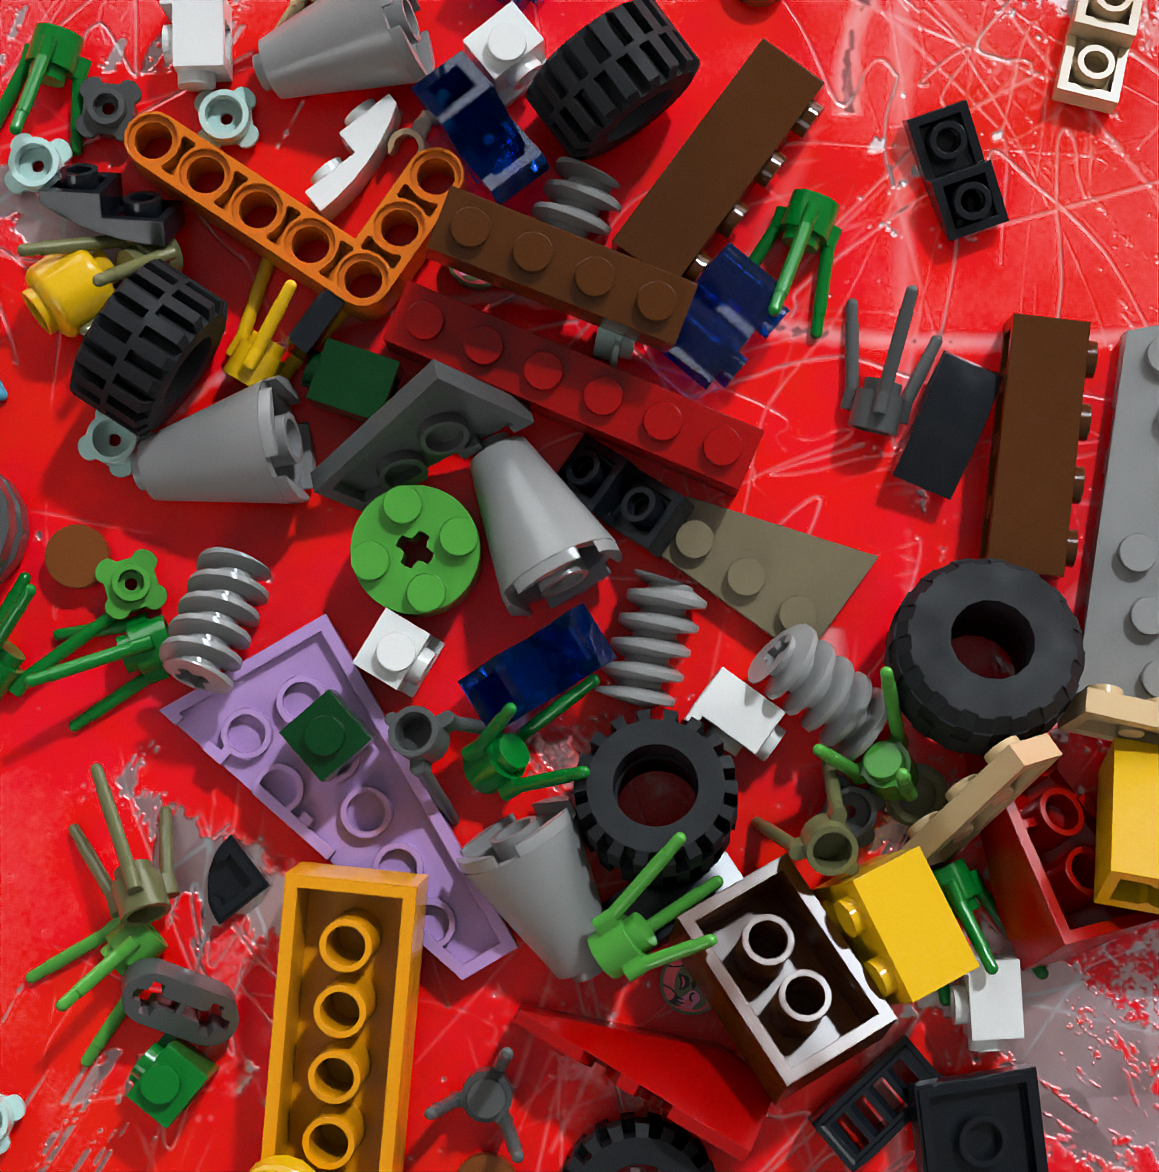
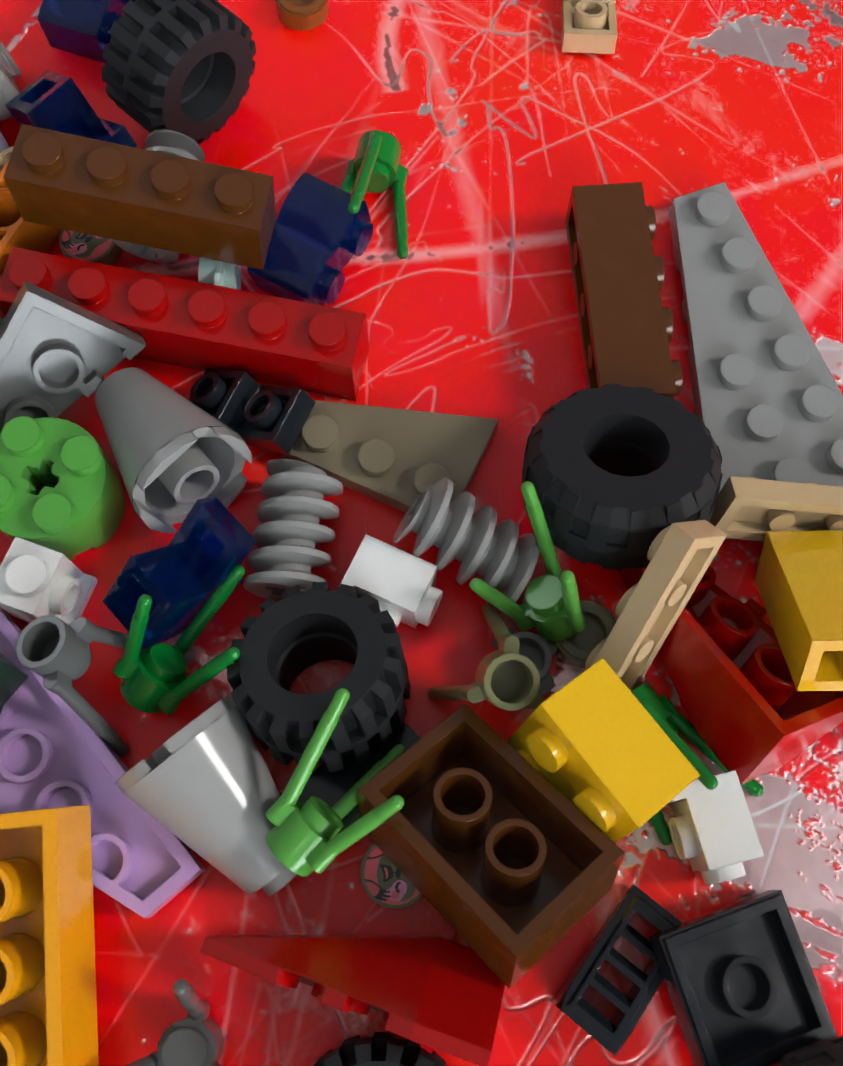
camera: 15 degrees left, 15 degrees down
(507, 52) = (82, 61): white brick -> none
(721, 164) = (302, 110): reddish brown brick -> none
(878, 404) = (468, 293): dark grey plant -> none
(947, 424) = (535, 298): black slope -> none
(955, 171) = (492, 111): black slope -> none

